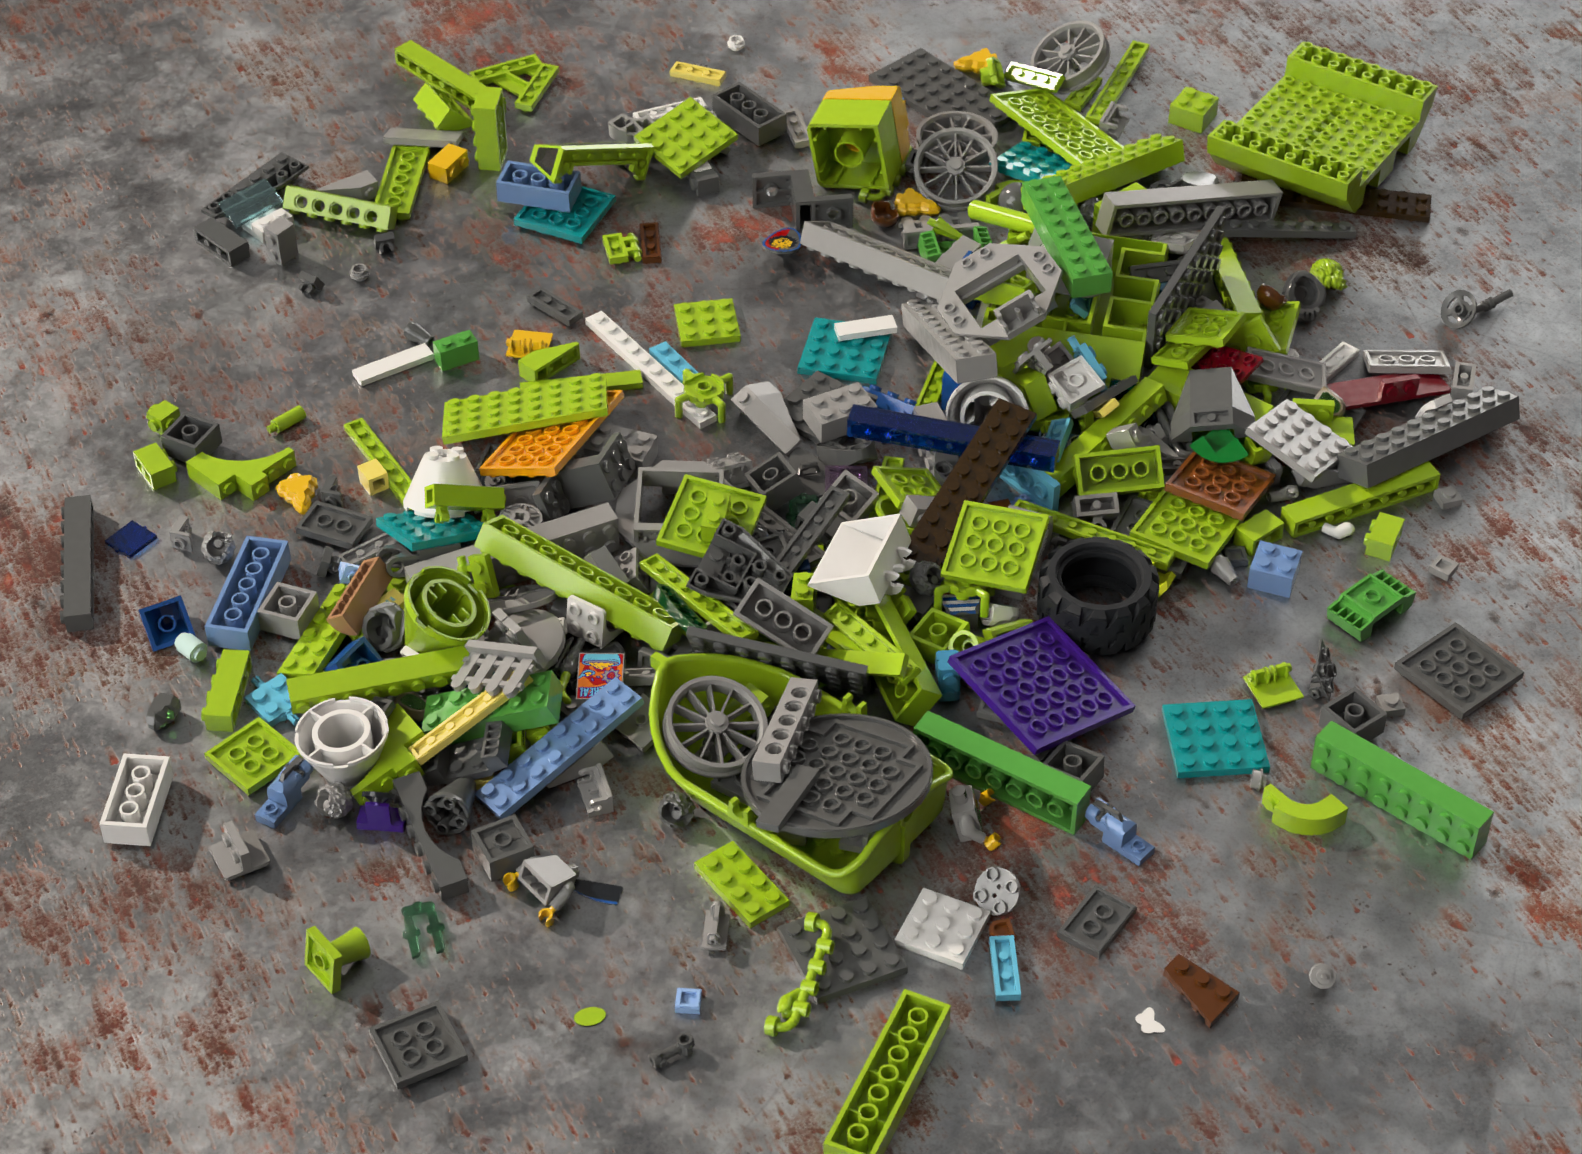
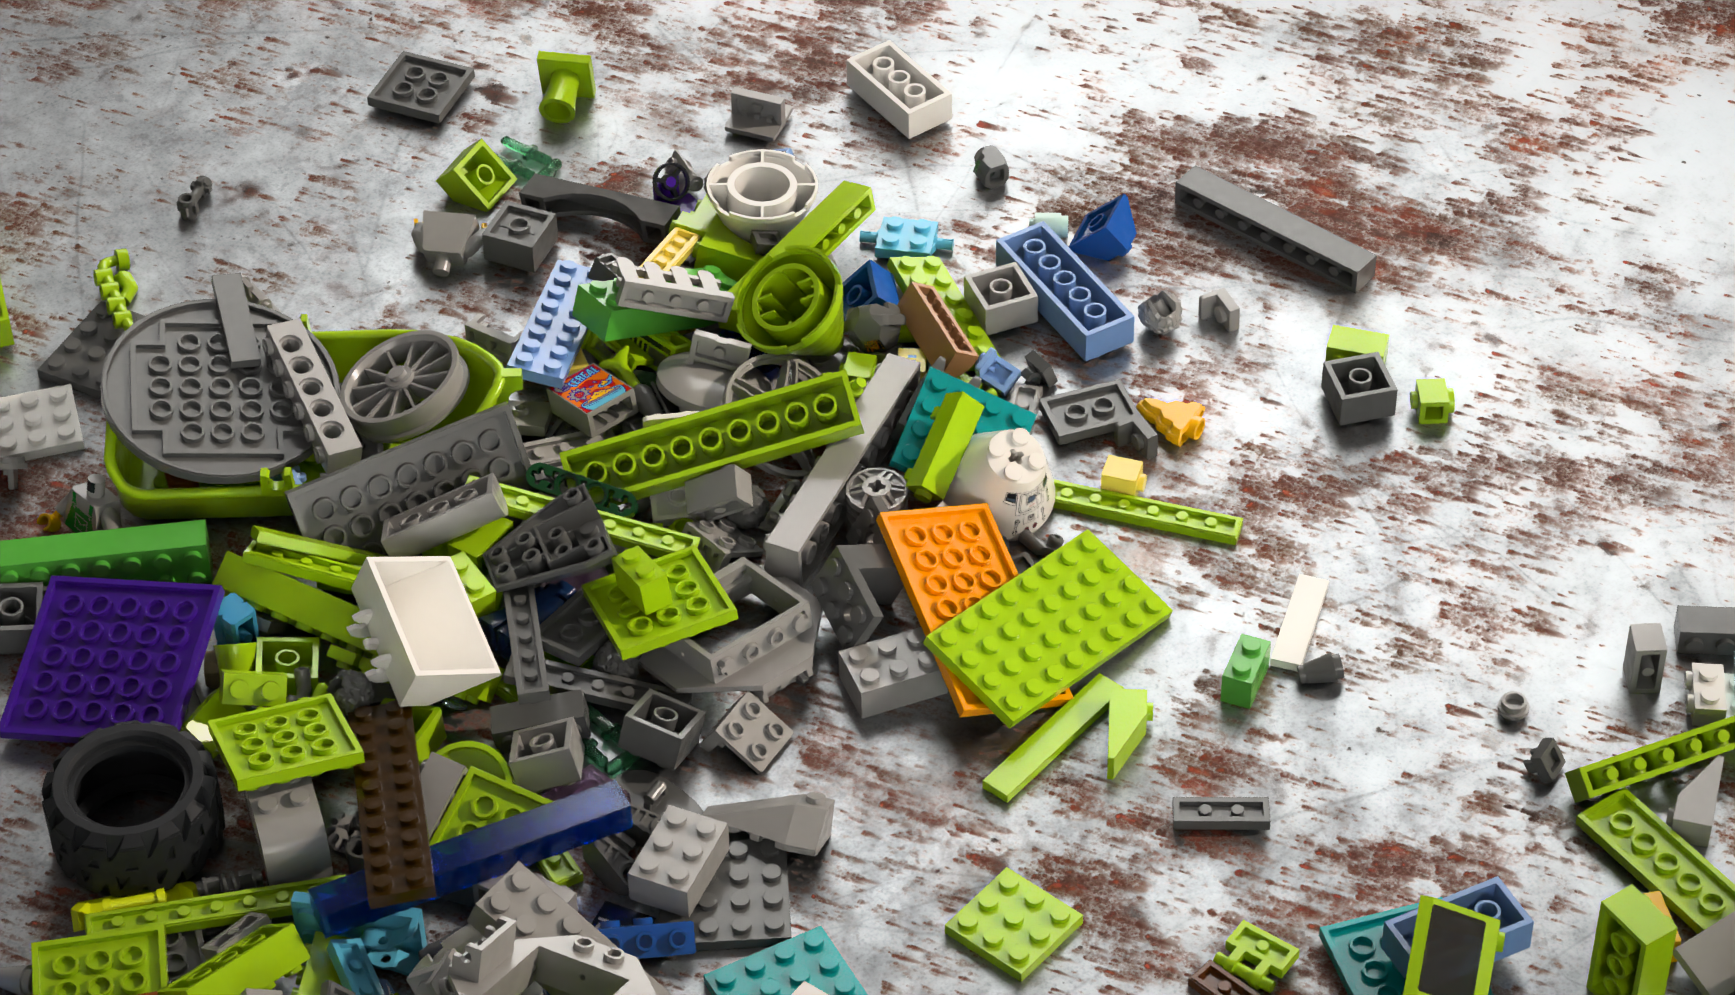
camera: 140 degrees right, 0 degrees up
(130, 539) = (1272, 288): clear blue piece -> none
(227, 690) = (958, 214): lime brick -> none
(248, 476) = (1263, 389): lime arch -> none
(252, 755) = (877, 172): lime plate -> none
(286, 420) = (1308, 484): lime cylinder -> none
(310, 281) = (1542, 650): dark grey tile -> none
(346, 835) = (696, 181): none -> light grey hinge
(452, 806) = (608, 232): dark grey cone -> none
(474, 929) = (477, 177): none -> lime slope
(525, 342) = (1183, 745): yellow hinge -> none
(589, 1016) = (301, 191): lime sticker -> none
(598, 891) = (404, 277): black sticker -> none
(650, 368) = (1004, 812): white plate -> none
(670, 360) = (982, 838): medium azure plate -> none
(688, 1001) = (222, 243): light blue tile -> none
(712, 394) = (884, 810): lime plate -> none
(950, 604) = (302, 684): none -> dark grey arm
(978, 608) = (252, 687): none -> lime brick

